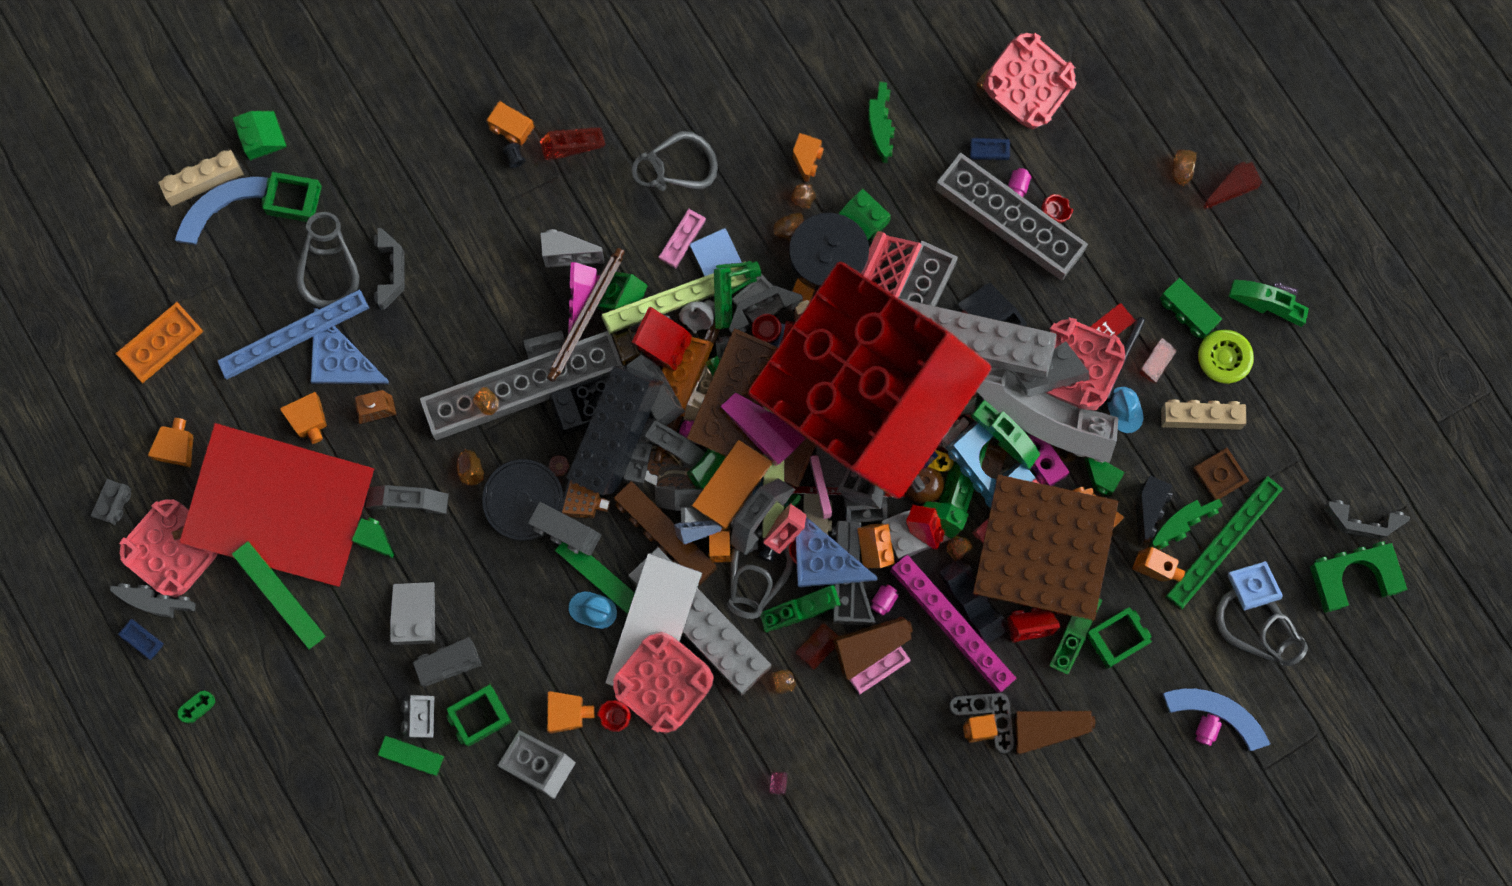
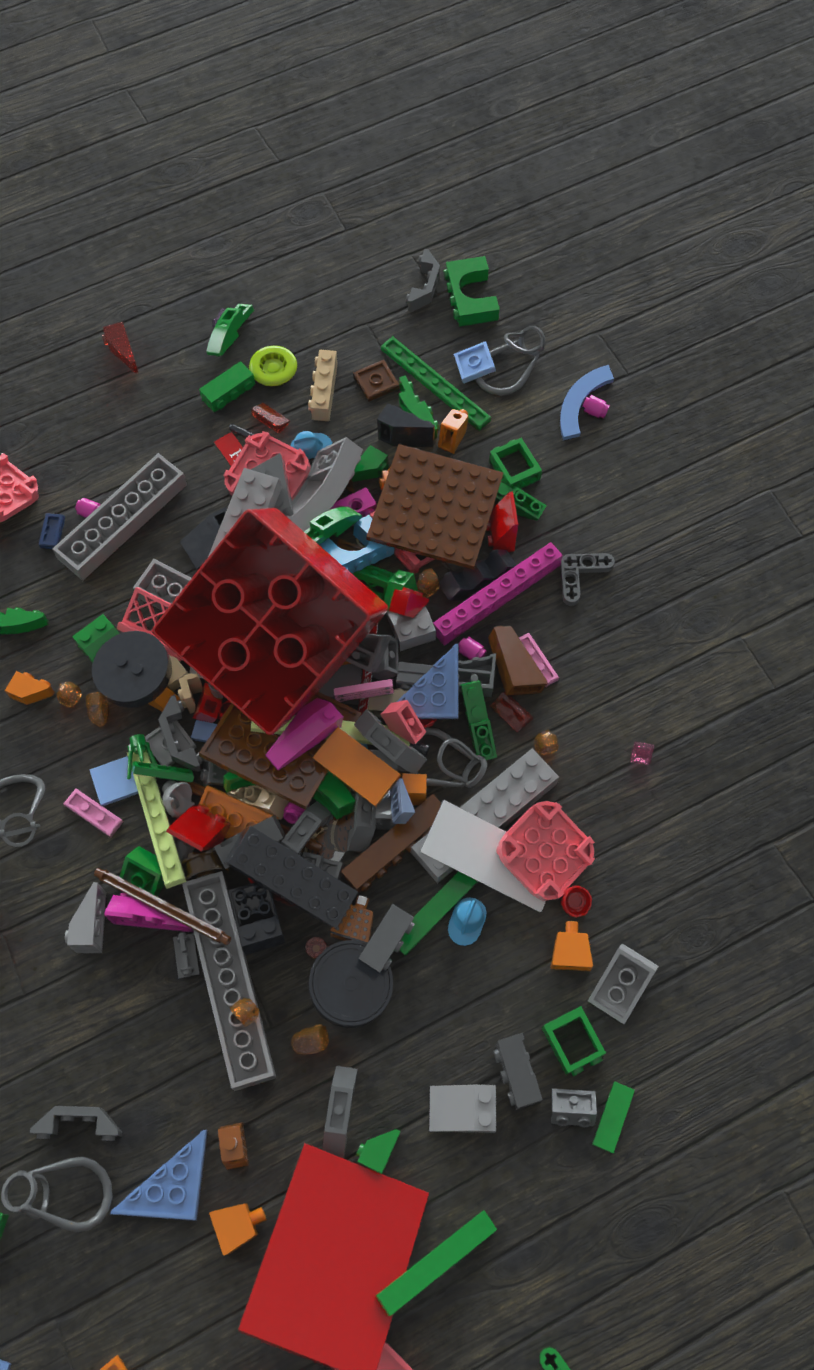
camera: 85 degrees left, 10 degrees down
(293, 334) = (138, 1242): medium blue tile -> none
(767, 328) = (198, 731): red hair -> none
(876, 545) = (422, 648): orange brick -> none
(980, 728) = (595, 574): orange brick -> none
(1046, 728) = (594, 527): reddish brown slope -> none
(1057, 208) = (118, 478): red hair -> none
(1184, 166) = (96, 381): clear orange rock -> none

